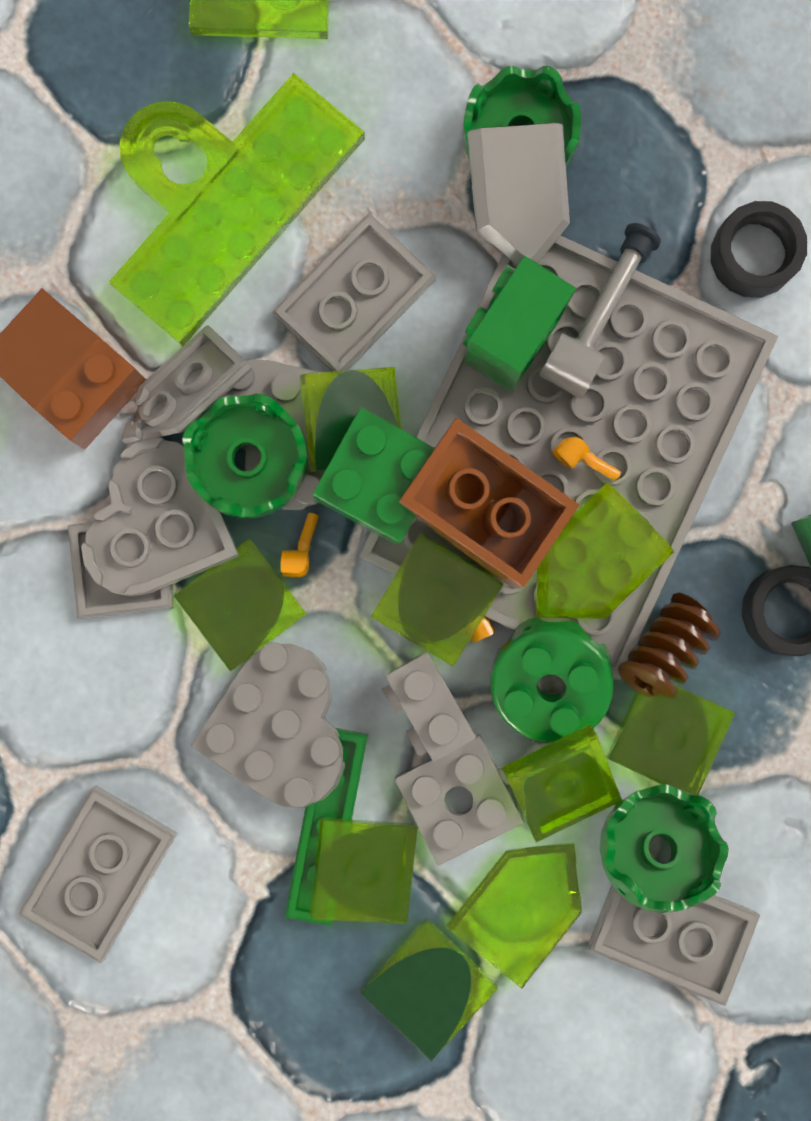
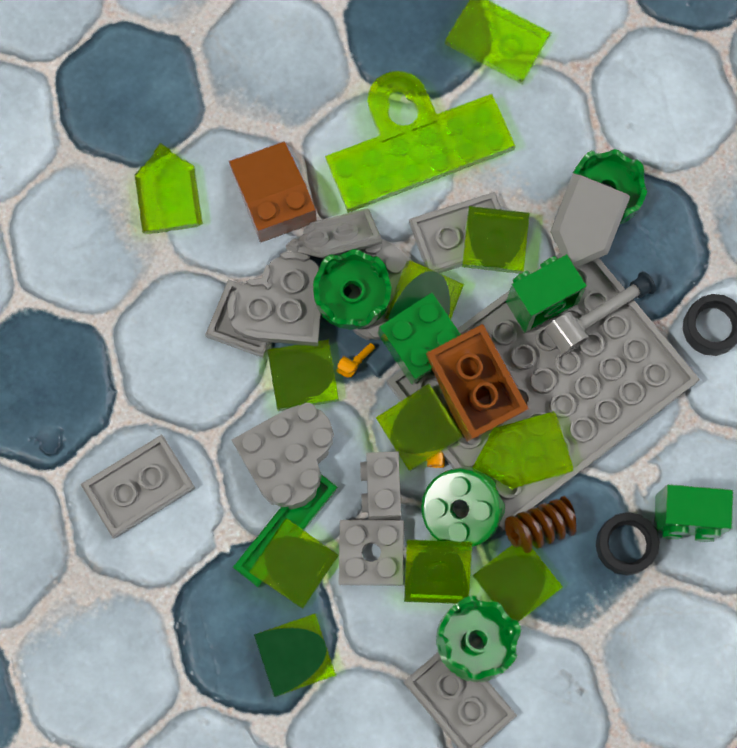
camera: 25 degrees right, 10 degrees down
(406, 281) = (495, 240): none -> clear neon green tile
(521, 909) = (375, 636): clear neon green tile -> none
(574, 450) = (544, 382): light orange hand -> none

